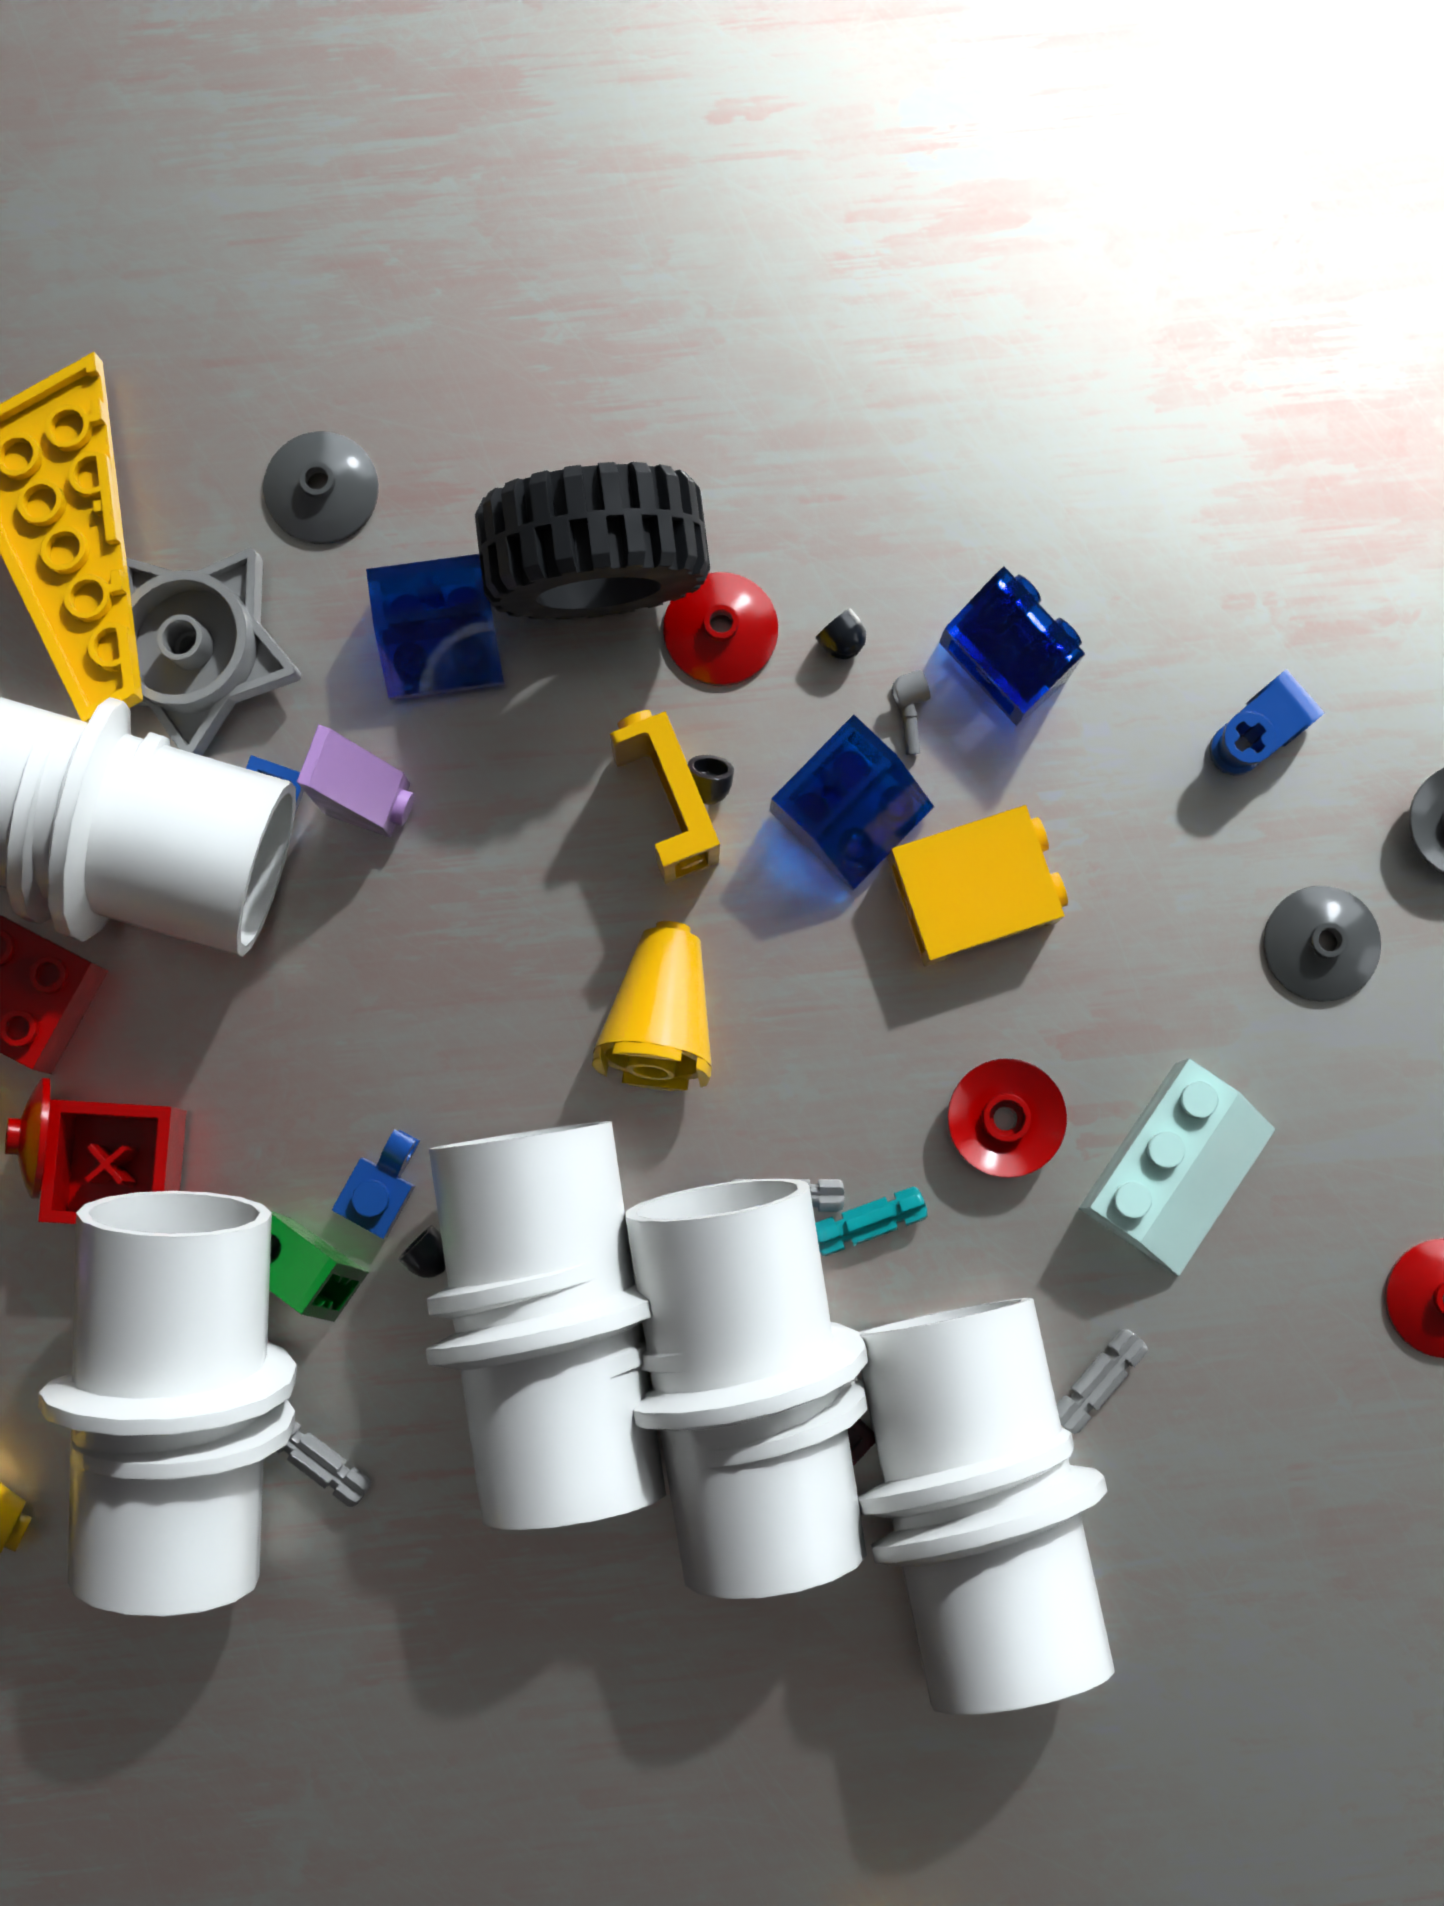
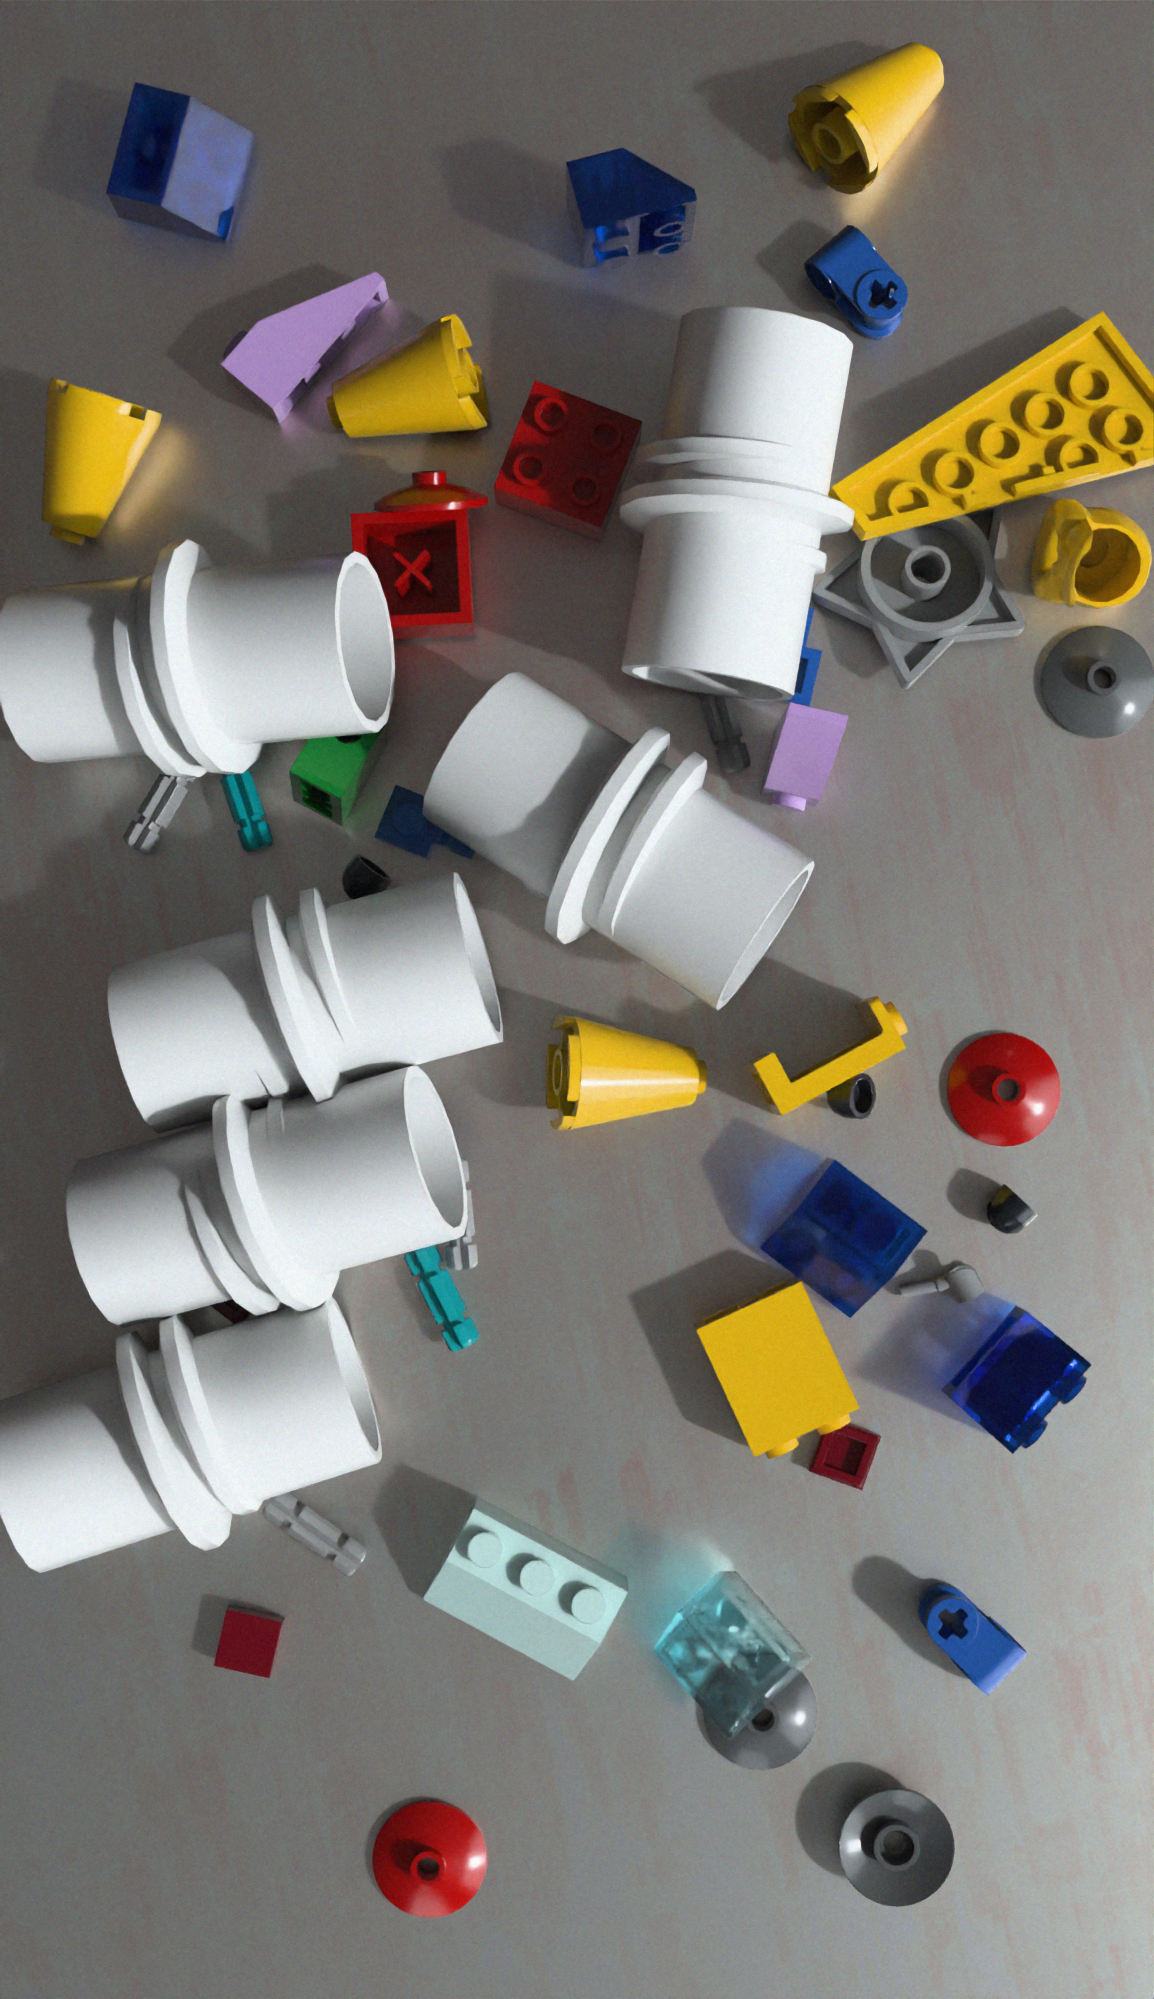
camera: 90 degrees right, 5 degrees up
(190, 478) = (1089, 556): none -> yellow piece
(322, 863) = (725, 733): none -> light grey axle
(338, 1371) = (246, 811): none -> teal axle
(413, 982) = (616, 837): none -> white piece
(434, 627) = (969, 812): clear blue slope -> none
(592, 541) = (1068, 956): black tyre -> none
(1037, 1113) = (547, 1448): red dish -> none
(1072, 828) = (845, 1455): none -> dark red tile
(1206, 1462) = (249, 1641): none -> dark red tile
(1260, 964) = (730, 1652): none -> clear light blue slope

